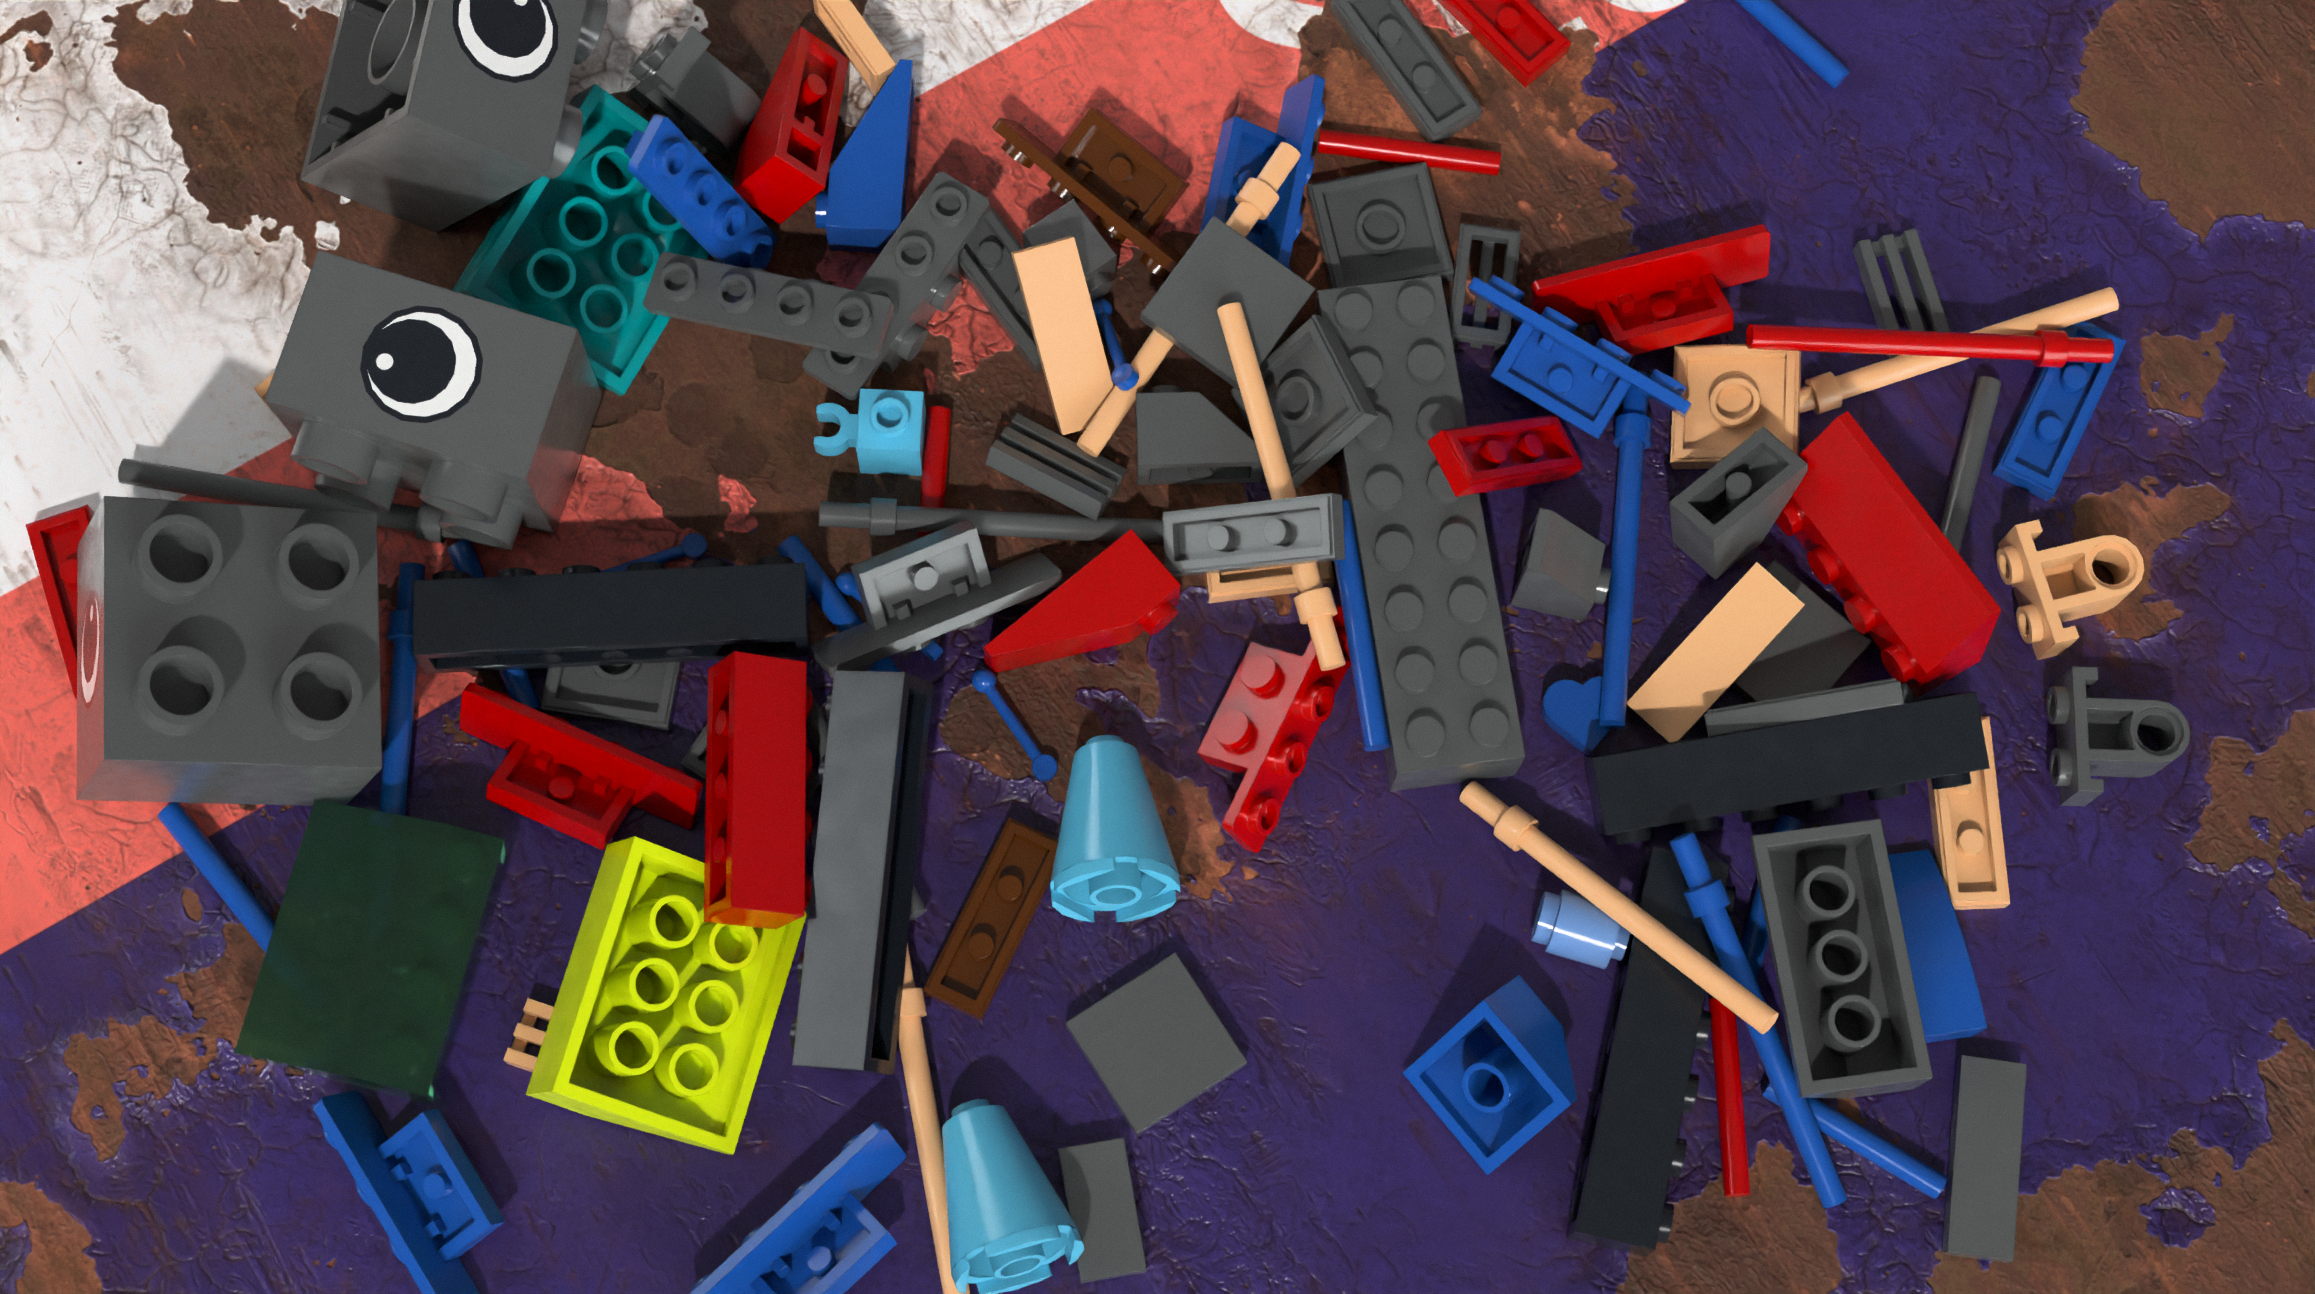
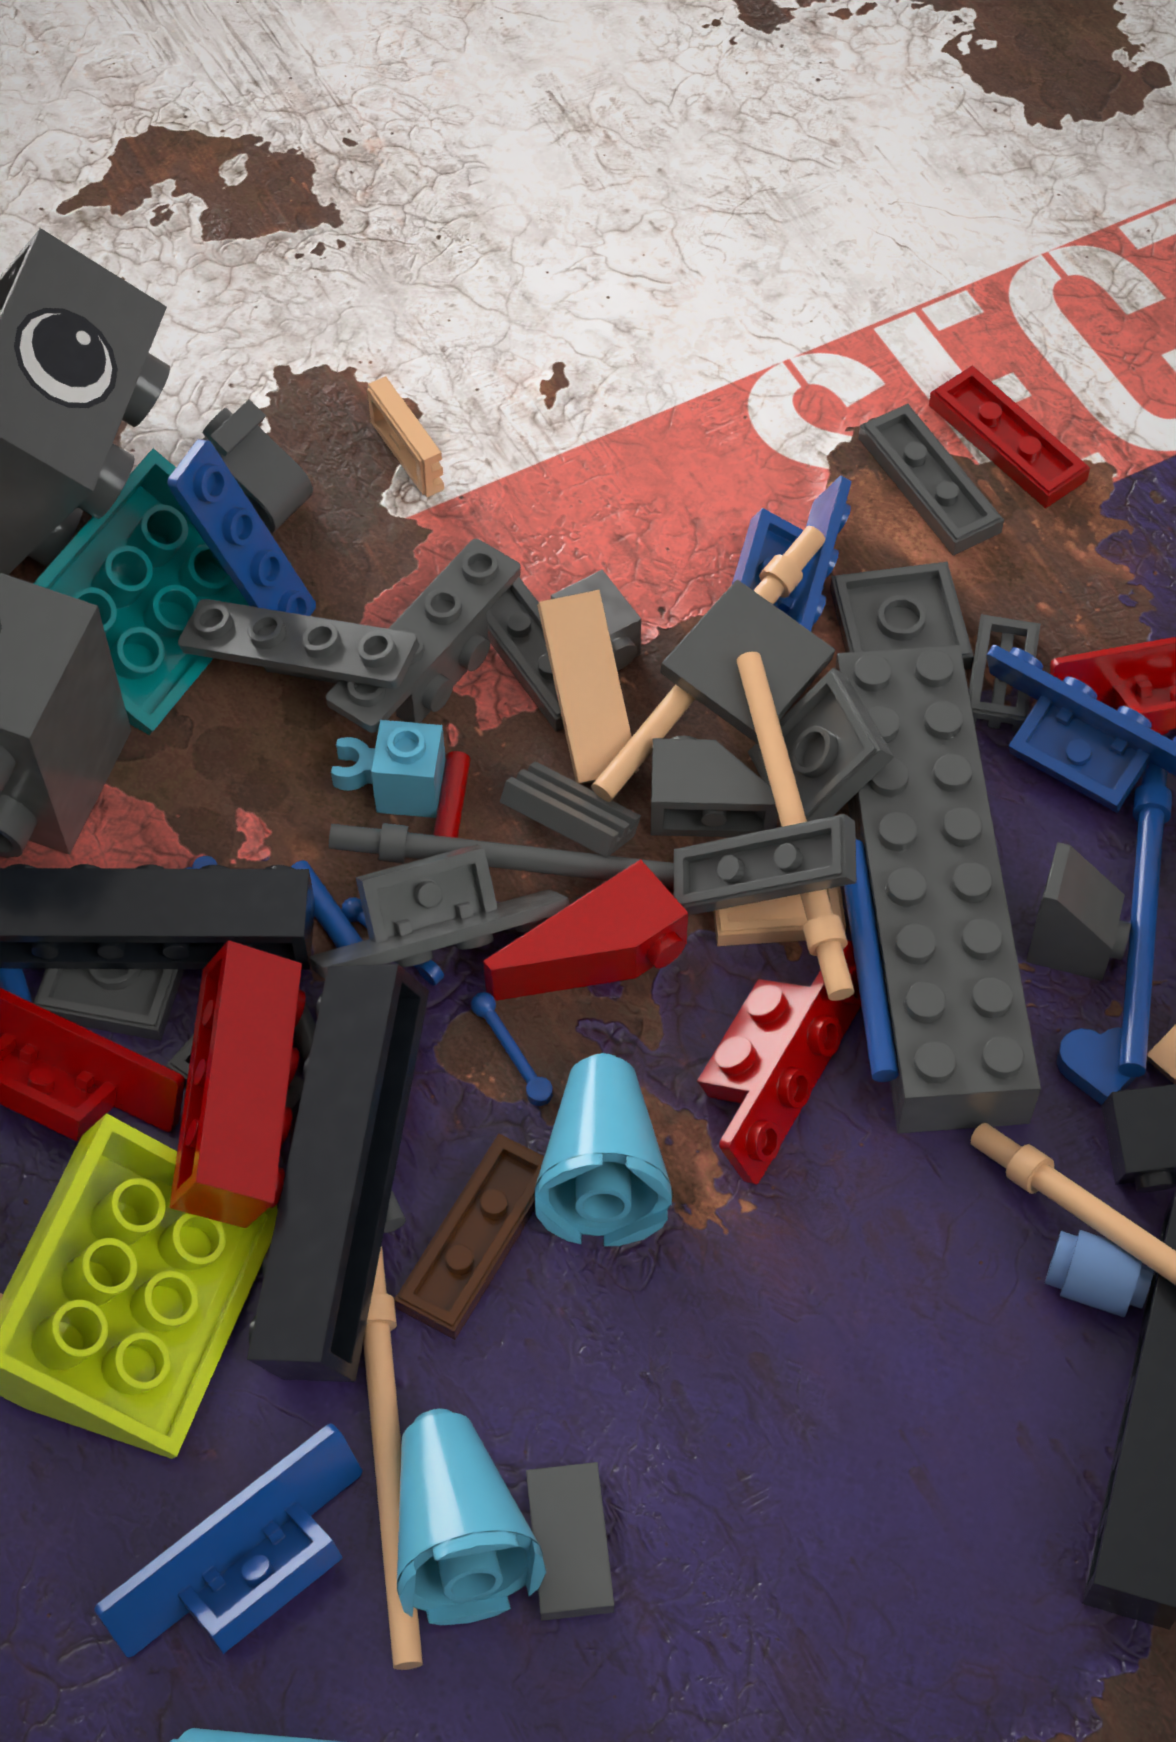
camera: 10 degrees right, 15 degrees down
(794, 129) = (338, 508): red slope -> none
(872, 172) = (410, 543): blue slope -> none
(1112, 177) = (642, 556): reddish brown bracket -> none
(1124, 375) = (643, 721): blue hinge -> none
(1155, 1044) = (638, 1370): dark grey tile -> none
(1409, 152) = (926, 553): red bar -> none
(1498, 1074) = (1006, 1416): blue slope -> none
(1505, 454) = (1022, 806): red tile -> none

